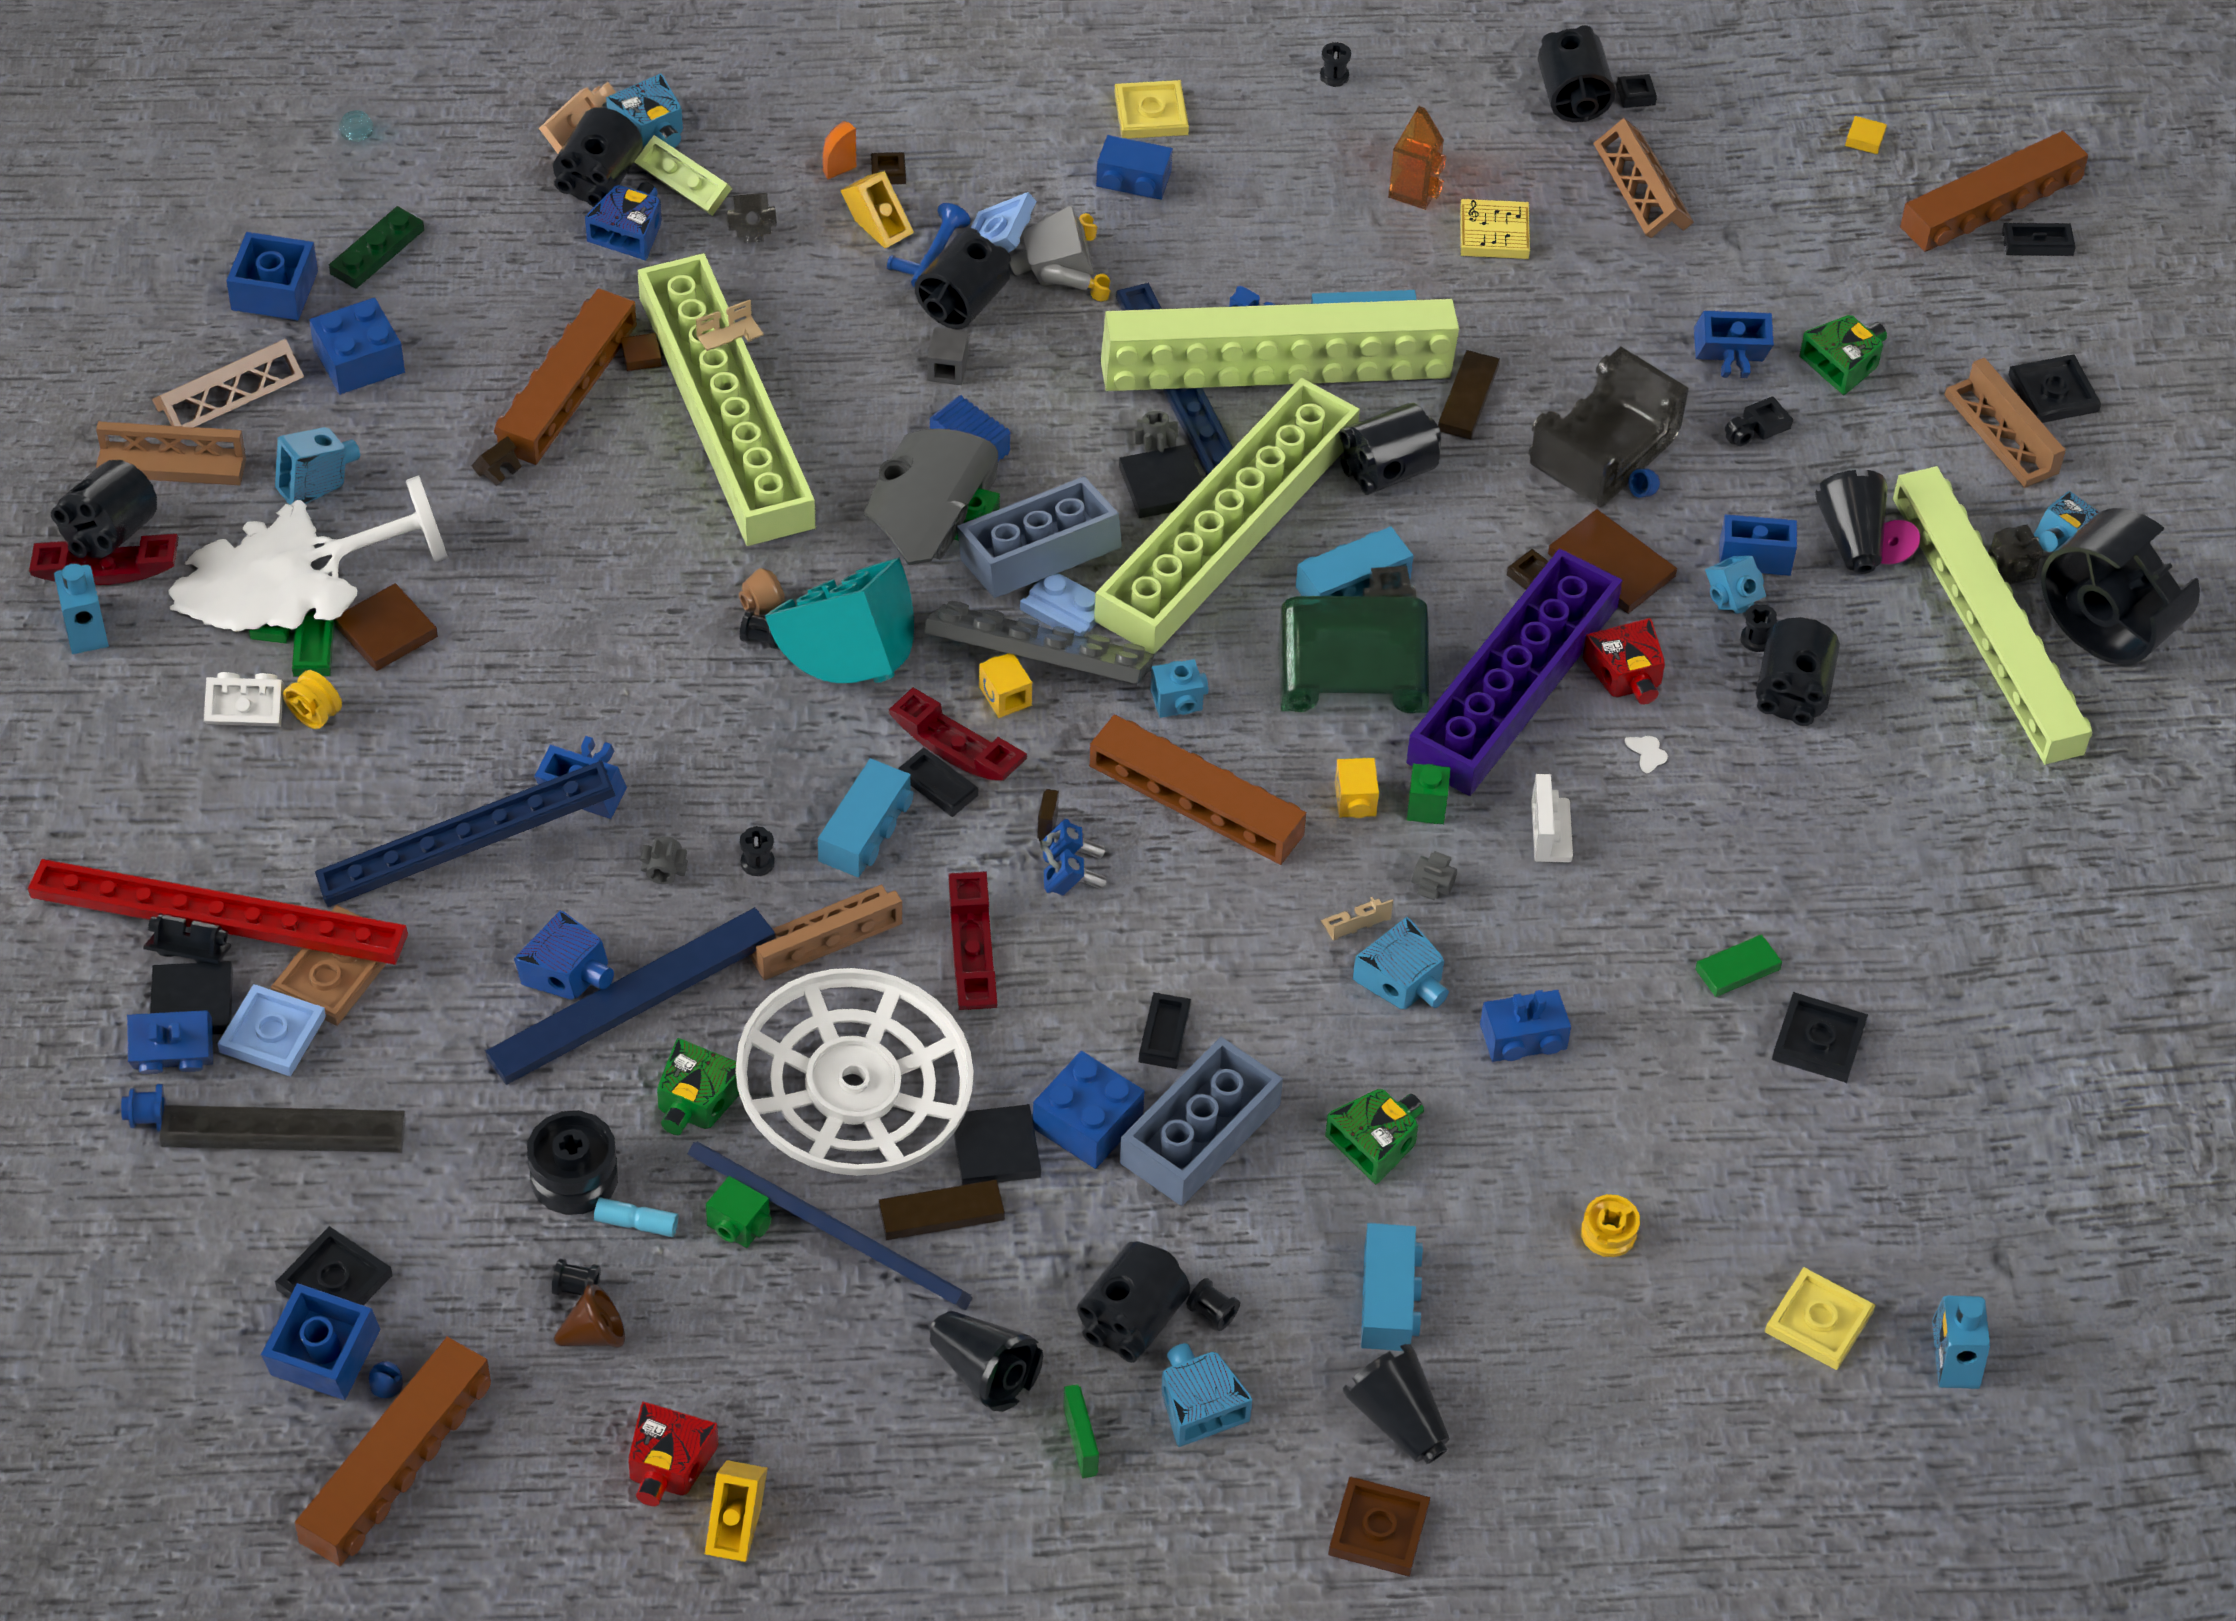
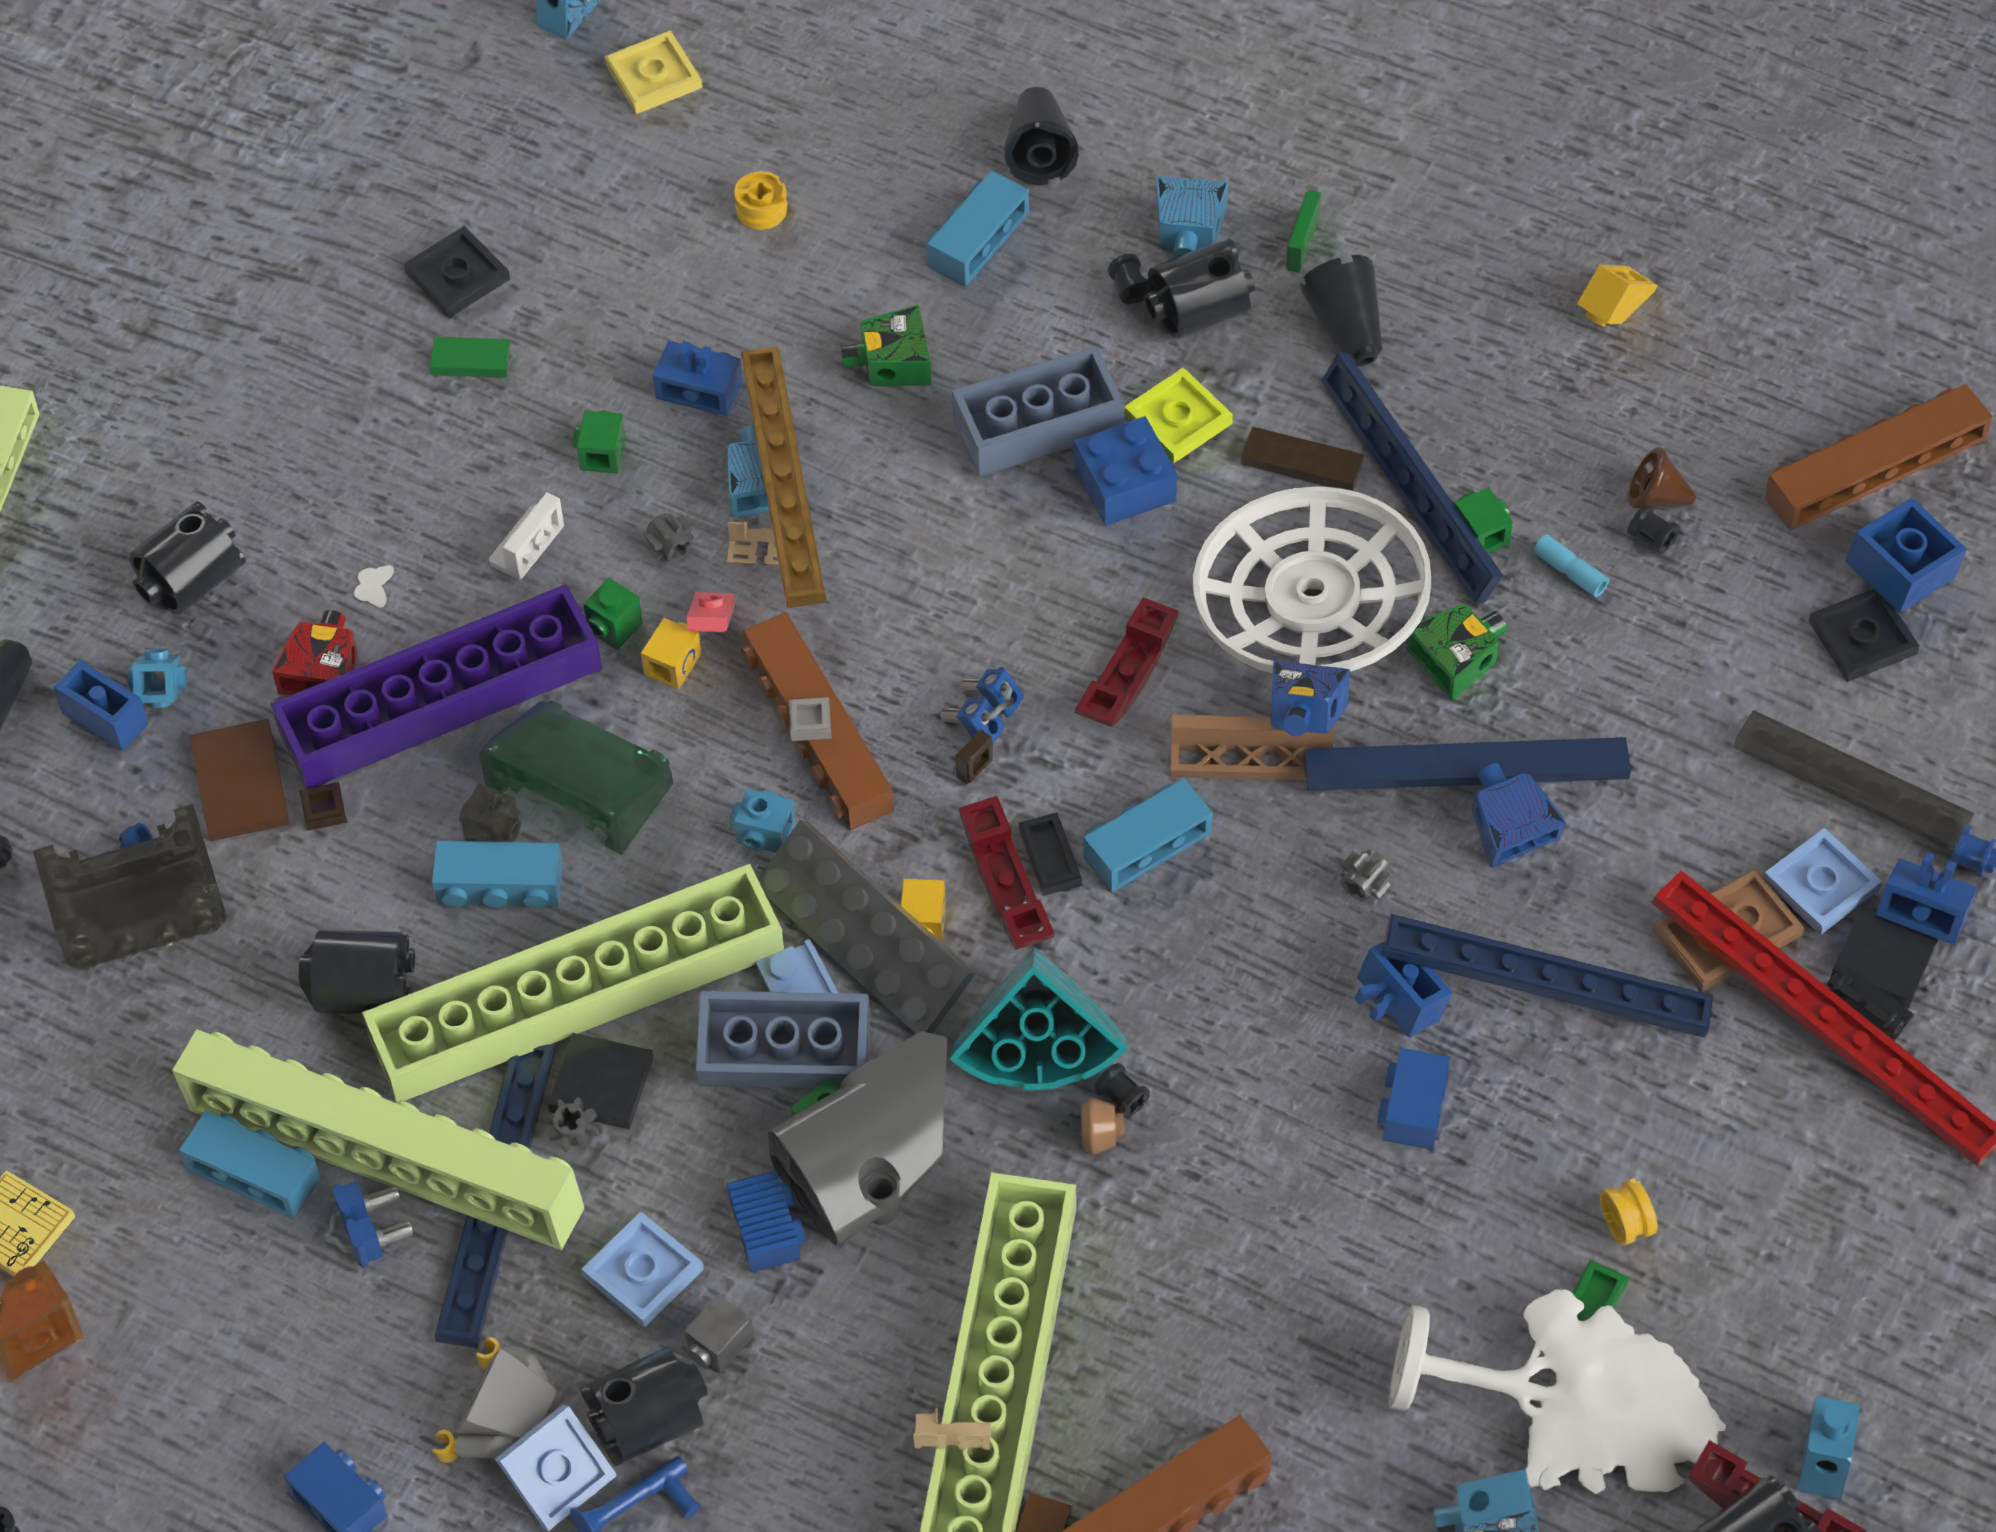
camera: 145 degrees left, 5 degrees up
(243, 700) = (1694, 1259): white bracket -> none
(382, 1384) = (1853, 523): blue hinge -> none
(386, 627) = (1500, 1286): reddish brown tile -> none
(499, 455) = (1287, 1439): dark brown tile -> none
(527, 715) = (1415, 1098): none -> blue brick
(572, 1162) = (1607, 620): black wheel -> none
(669, 1451) = (1648, 358): red torso -> none
(763, 850) = (1266, 845): black bush -> none
(791, 943) = (1308, 697): none -> blue torso
(997, 1145) = (1217, 487): black tile -> none
(1034, 374) = (642, 1269): none -> light blue plate
(1078, 1192) = (1180, 413): none -> neon yellow plate
(1164, 1030) = (1004, 525): black tile -> none
(1194, 760) = (810, 719): none -> light grey tile
(1348, 824) = (710, 612): none -> coral plate
(1375, 948) = (783, 477): none -> pearl gold tile
(1379, 1526) = (1114, 79): reddish brown tile -> none
(1468, 394) = (233, 1017): dark brown tile -> none
(1560, 932) = (600, 441): none -> green brick
(1755, 622) = (172, 633): black bush -> none

